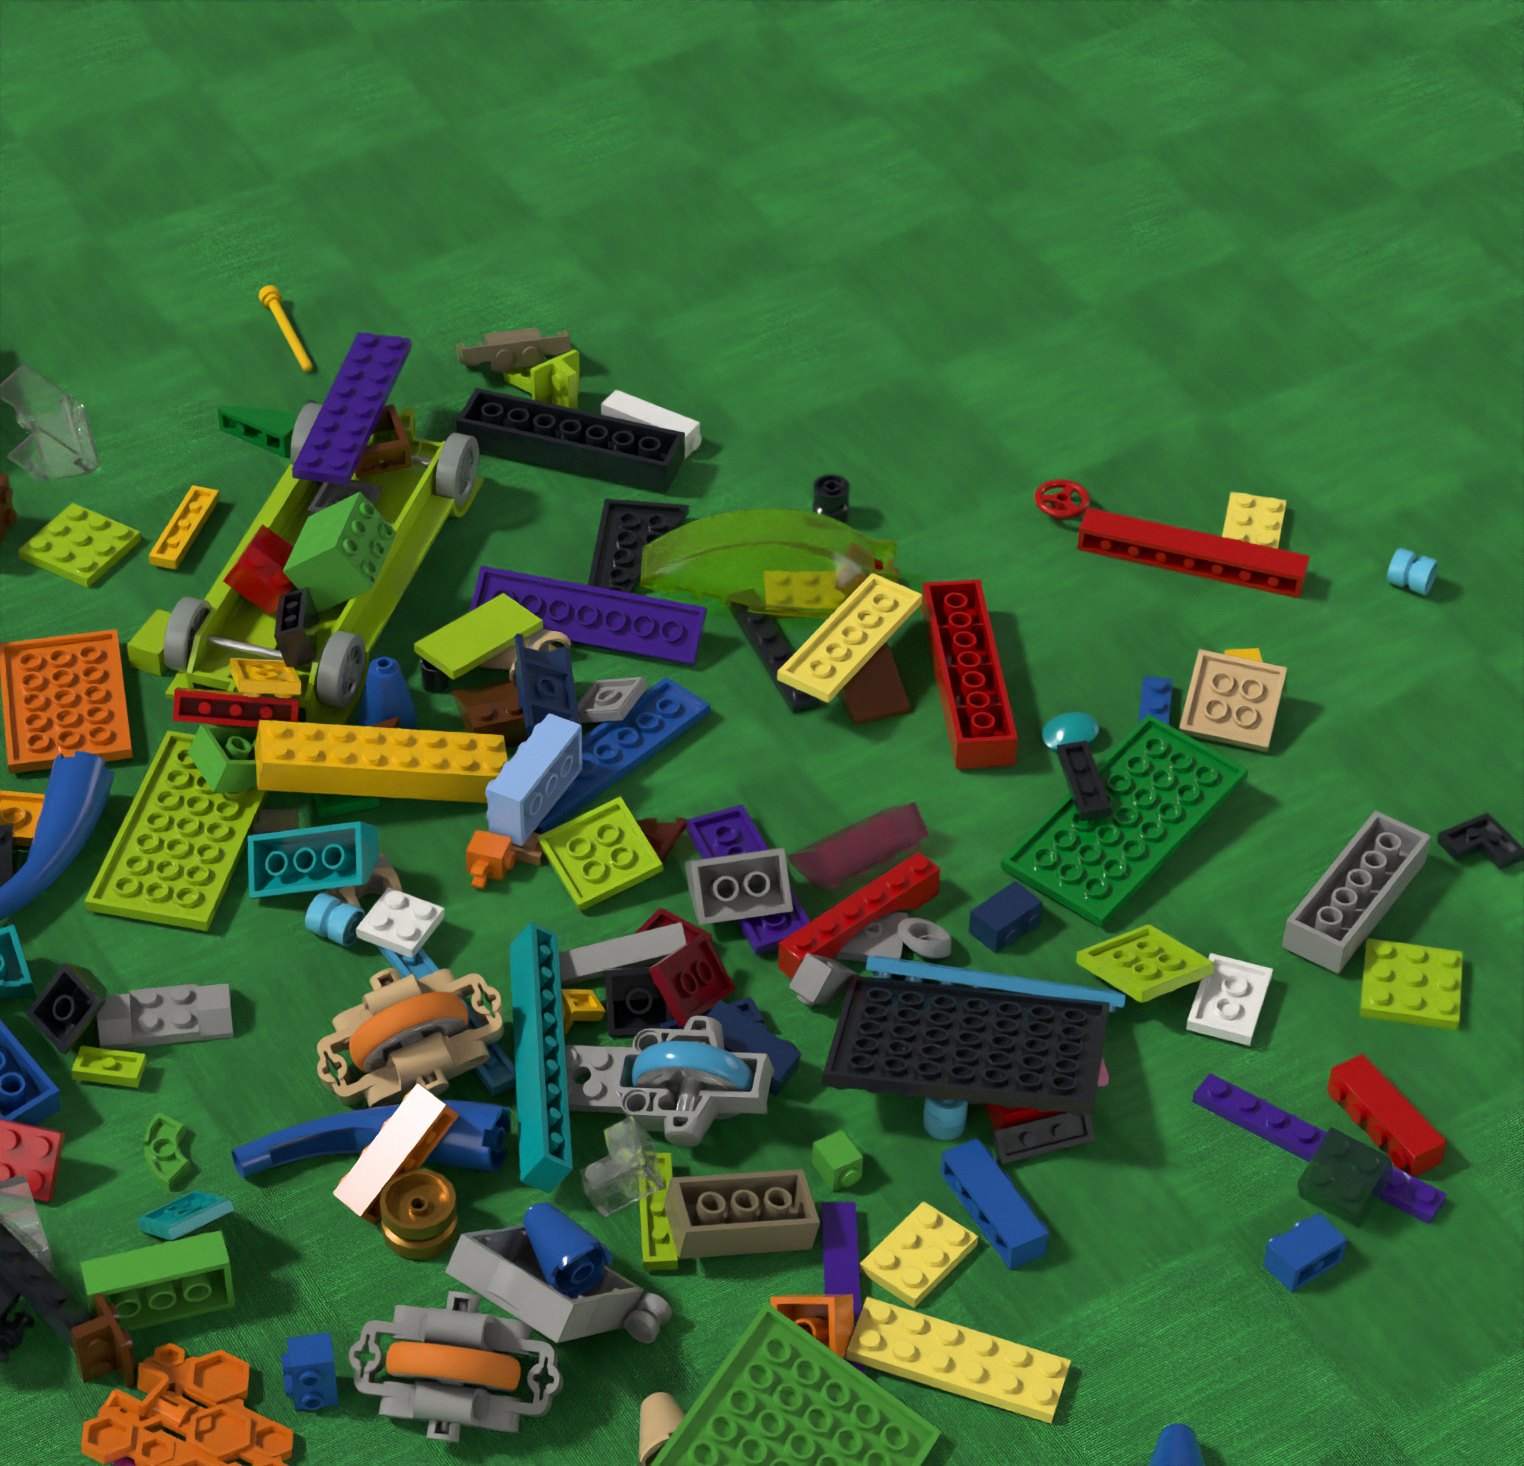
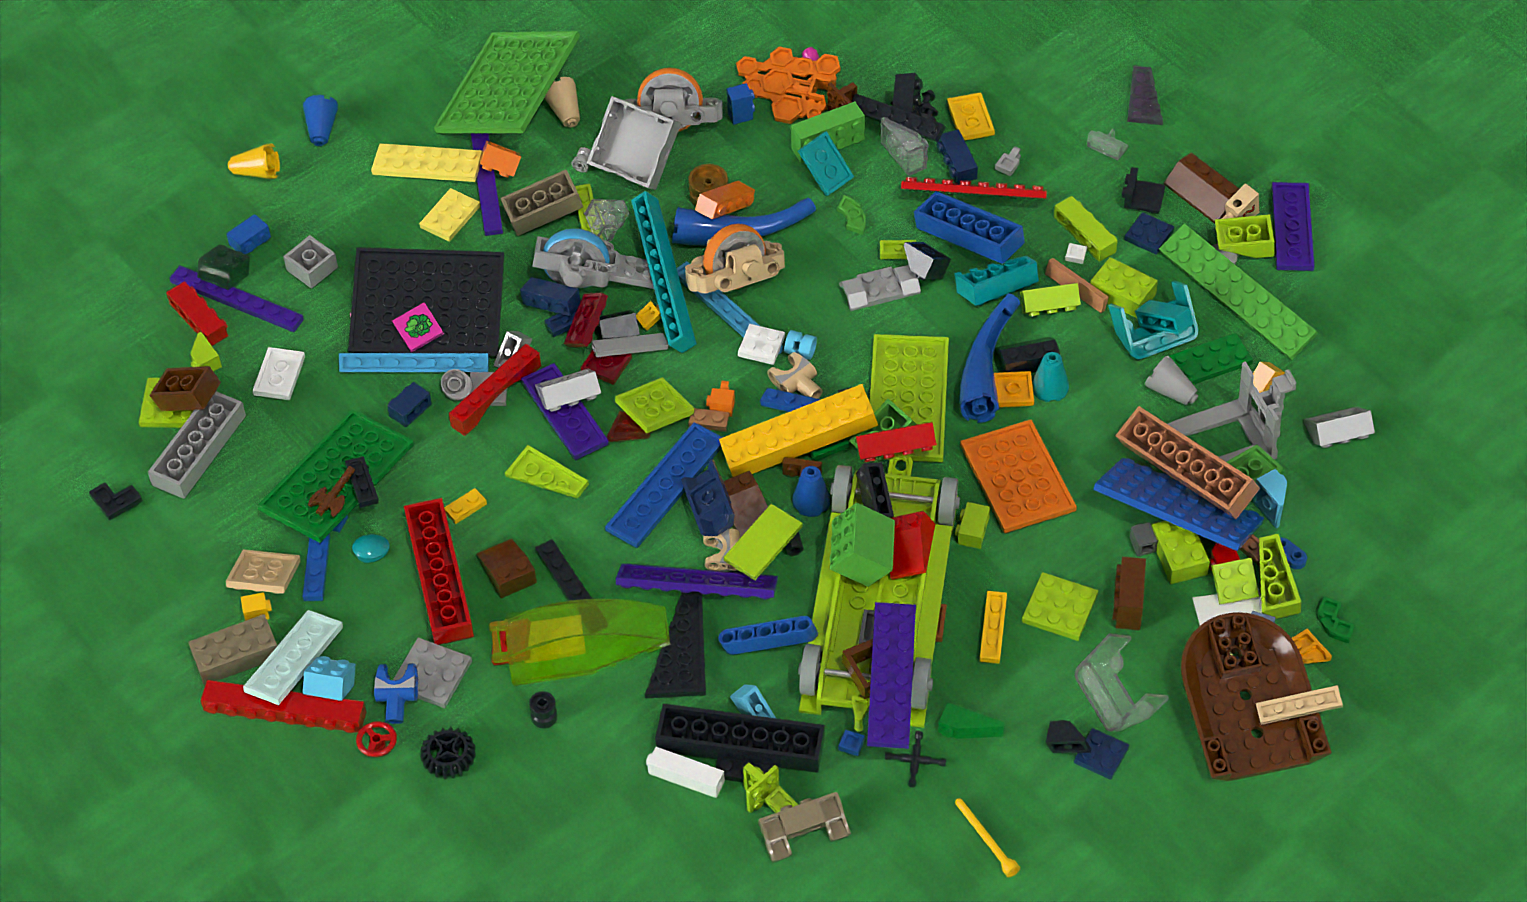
camera: 175 degrees right, 10 degrees up
(105, 390) = (1105, 754): none -> dark blue plate
(142, 390) = (1065, 738): none -> black slope
(264, 676) = (883, 446): yellow plate -> none
(311, 859) = (821, 366): teal slope -> none
(399, 851) = (784, 400): none -> blue plate
(428, 428) = (851, 742): none -> blue plate
(503, 525) = (768, 635): none -> blue beam
(534, 778) = (701, 428): light blue brick -> none
(547, 479) = (751, 702): none -> medium azure slope
(565, 1250) = (626, 157): blue cone -> none
(610, 699) = (670, 519): light grey plate -> none
(790, 793) = (544, 472): none -> lime wing
(837, 1160) = (496, 244): bright green brick -> none
(849, 637) = (515, 559): light yellow plate -> none
(860, 845) = (501, 441): clear pink slope -> none
(922, 772) = (465, 506): none -> yellow plate
(965, 478) = (448, 746): none -> black gear
(986, 1006) = (417, 327): none -> dark pink tile
(994, 1203) = (406, 231): blue brick -> none
(1001, 571) = (438, 671): none -> light grey plate
(1033, 538) = (396, 691): none -> blue connector
(1128, 555) = (329, 678): none -> medium azure brick
(1132, 755) = (330, 500): none -> reddish brown piece
(1145, 963) = (327, 377): lime plate -> none
(1180, 590) = (292, 657): none -> light aqua plate
(1182, 1171) = (310, 261): none -> light grey brick
(1254, 519) = (238, 747): light yellow plate -> none
(1270, 619) = (233, 649): none -> dark tan brick
(1304, 1390) = (257, 162): none -> yellow cone
(1360, 1033) = (204, 354): none -> lime slope
(1385, 935) = (185, 388): none -> reddish brown brick
(1413, 571) = (128, 708): medium azure wheel -> none

